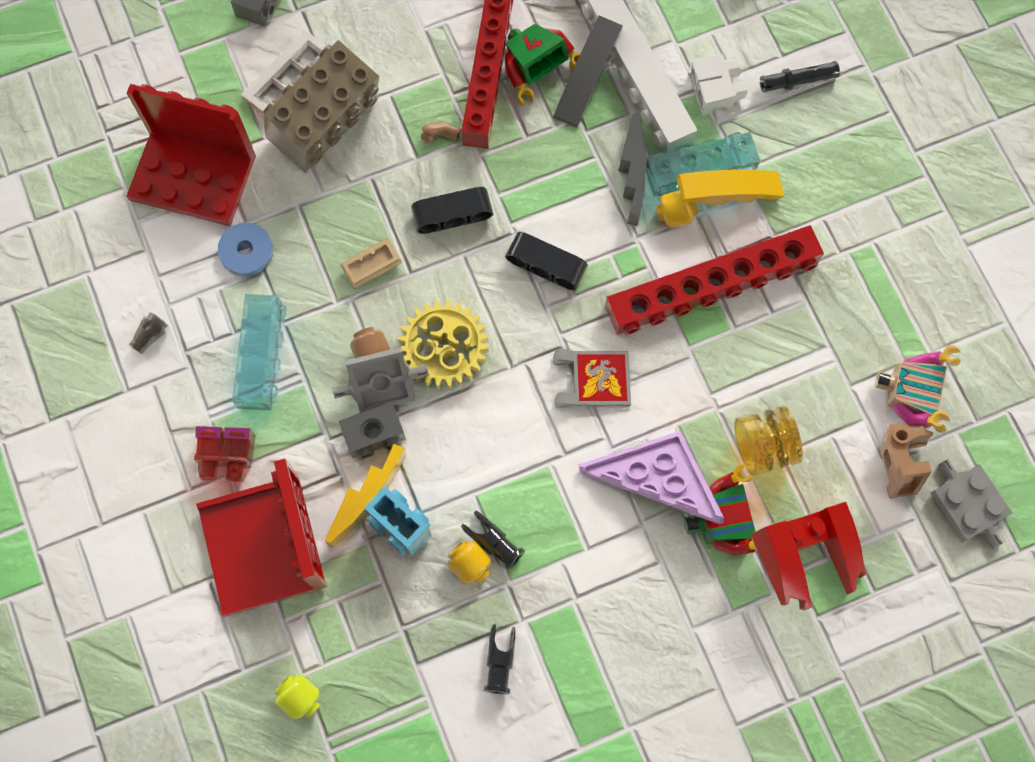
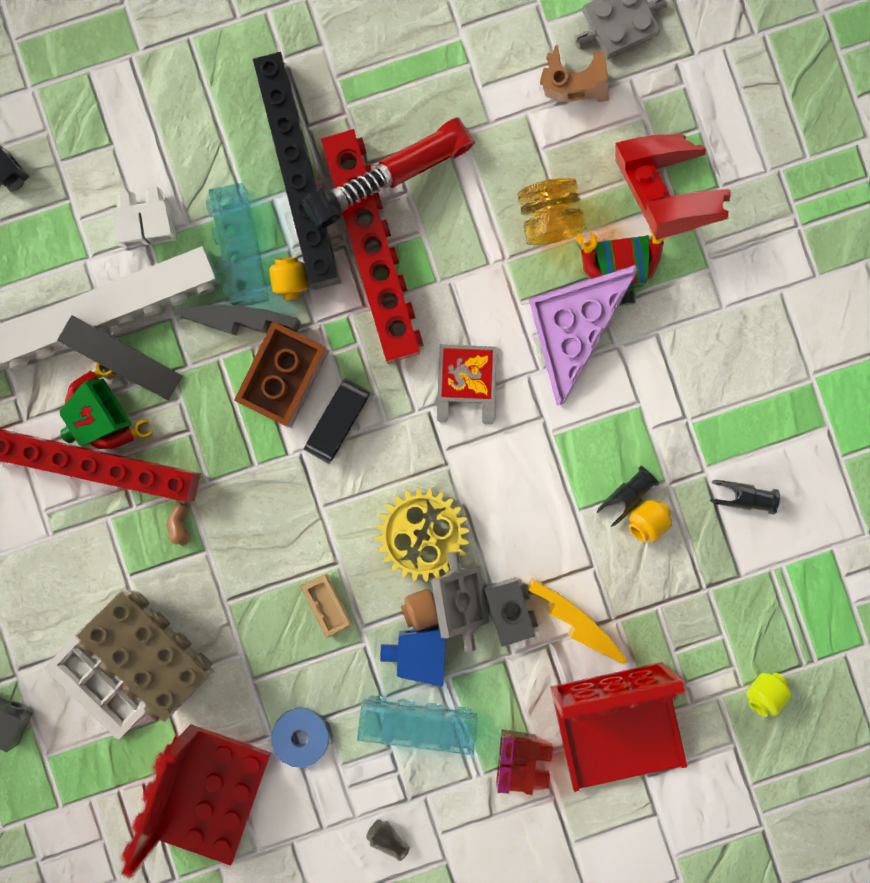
camera: 85 degrees left, 15 degrees up
(325, 348) = (418, 655): none -> blue torso
(391, 515) = (613, 590): medium azure brick -> none
(452, 210) = (272, 516): black beam -> none
(584, 207) = (281, 374): none -> dark orange brick
(729, 185) = (269, 219): yellow slope -> none
(776, 209) = (295, 167): none -> black brick
(788, 78) = (142, 141): black pin -> none
(825, 343) = (447, 142): none -> piece
(918, 387) = (503, 54): torso -> none

